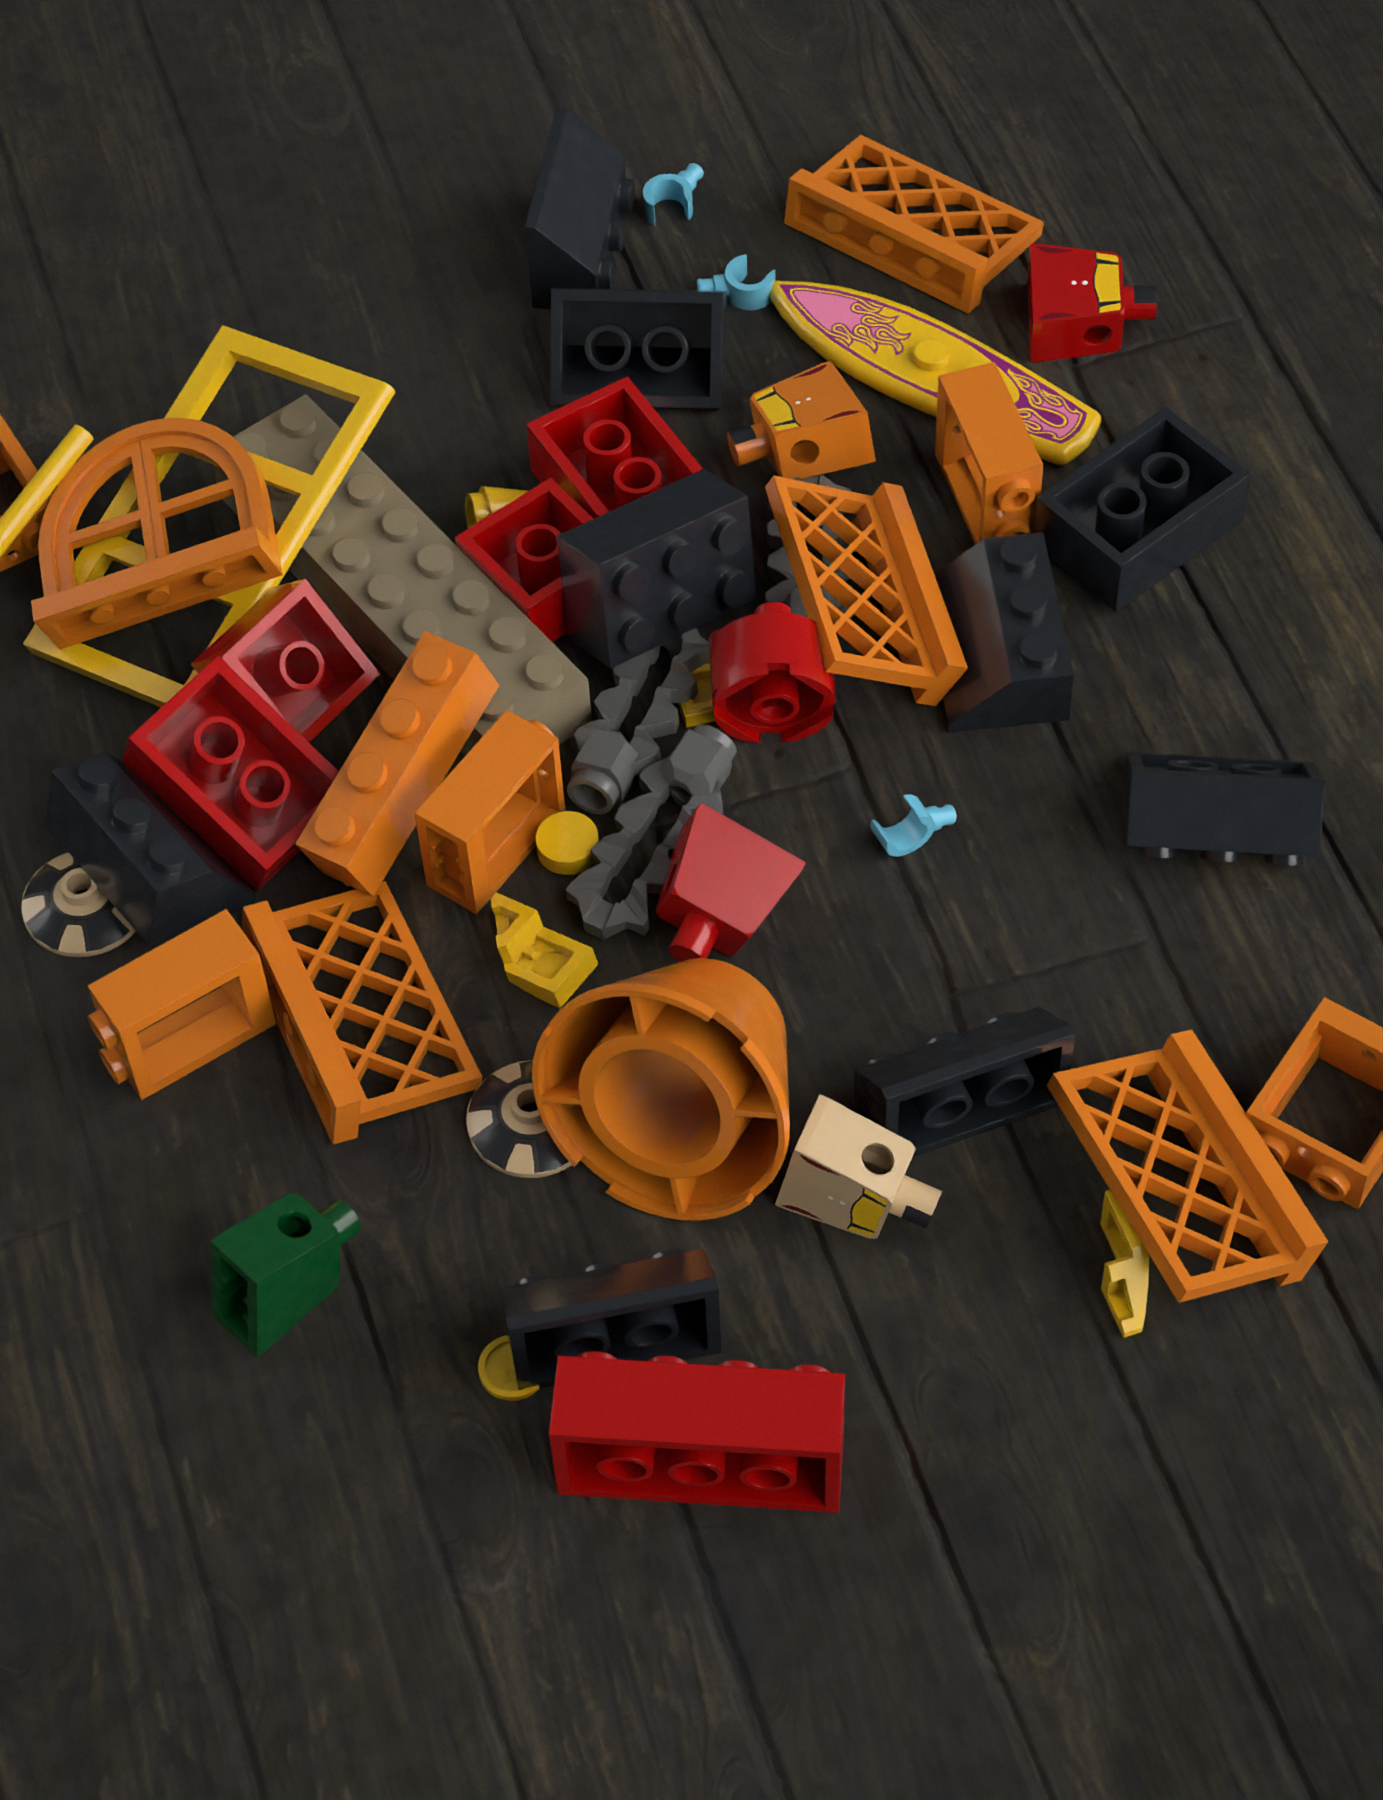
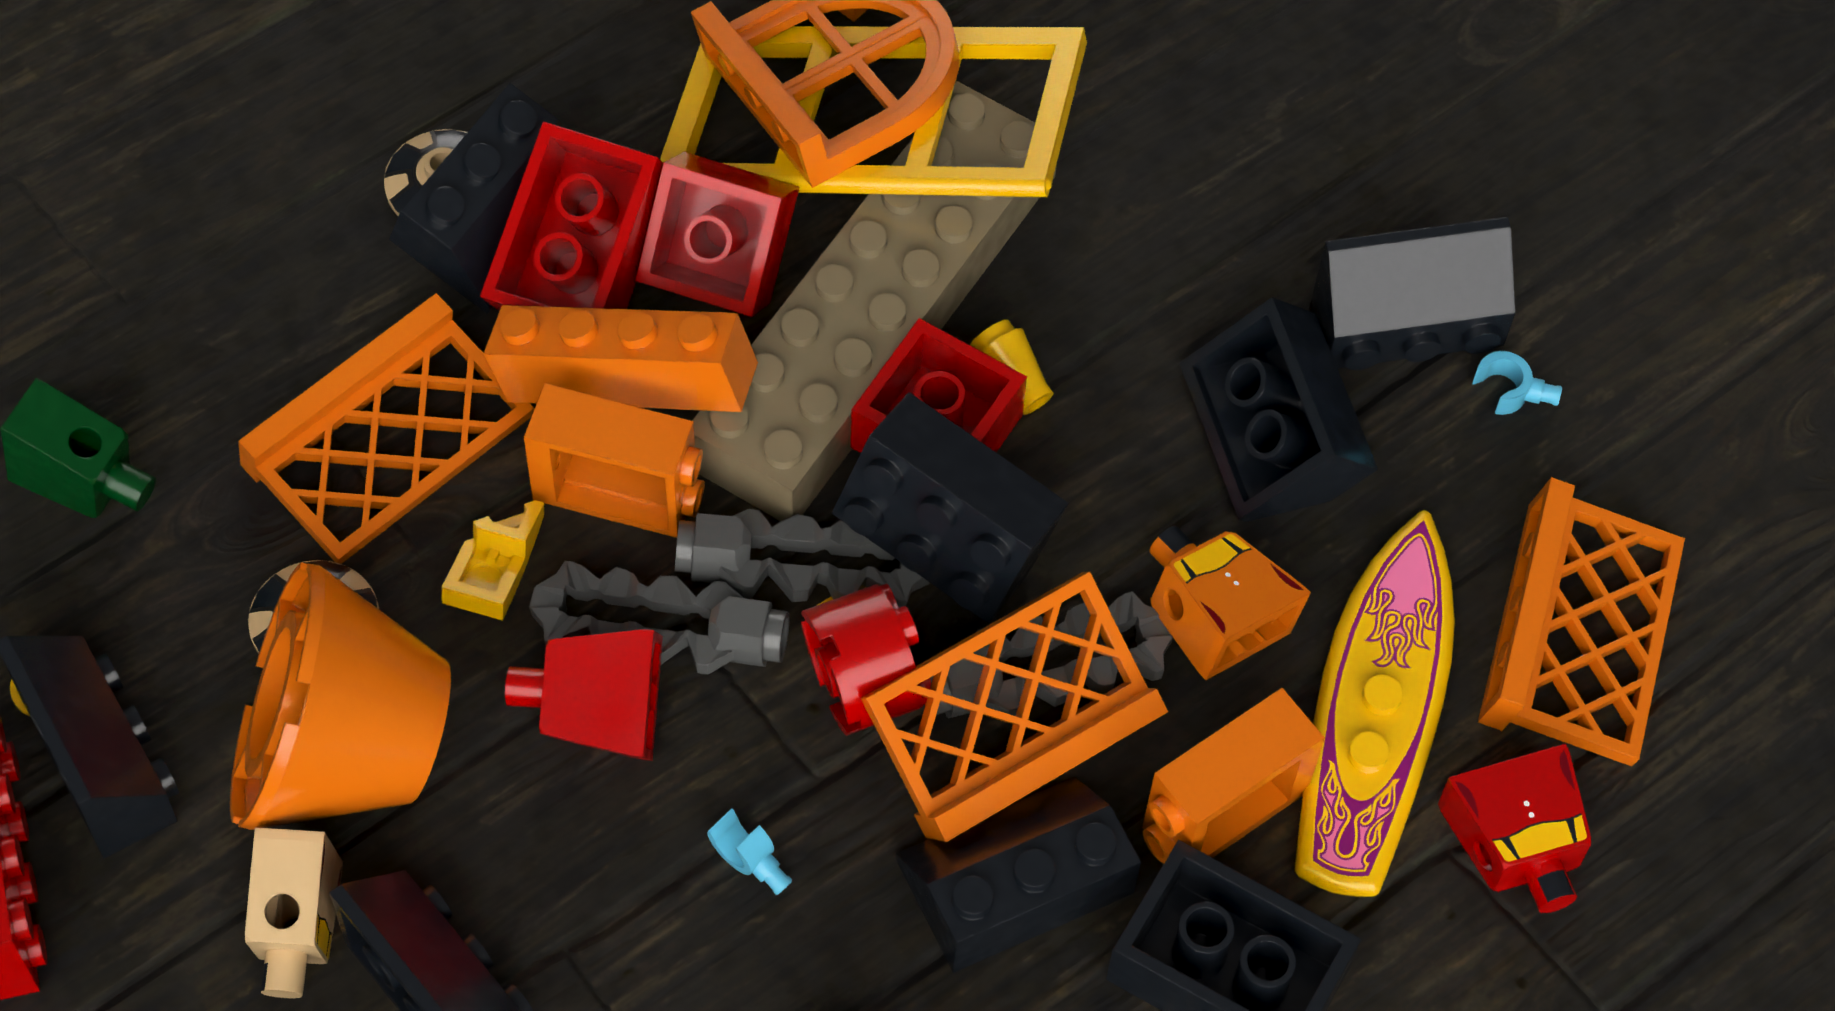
camera: 65 degrees right, 5 degrees up
(167, 980) = (313, 278): orange window -> none
(566, 842) = (631, 544): yellow tile -> none
(607, 449) = (1091, 439): red brick -> none
(739, 294) = (1409, 474): medium azure piece -> none

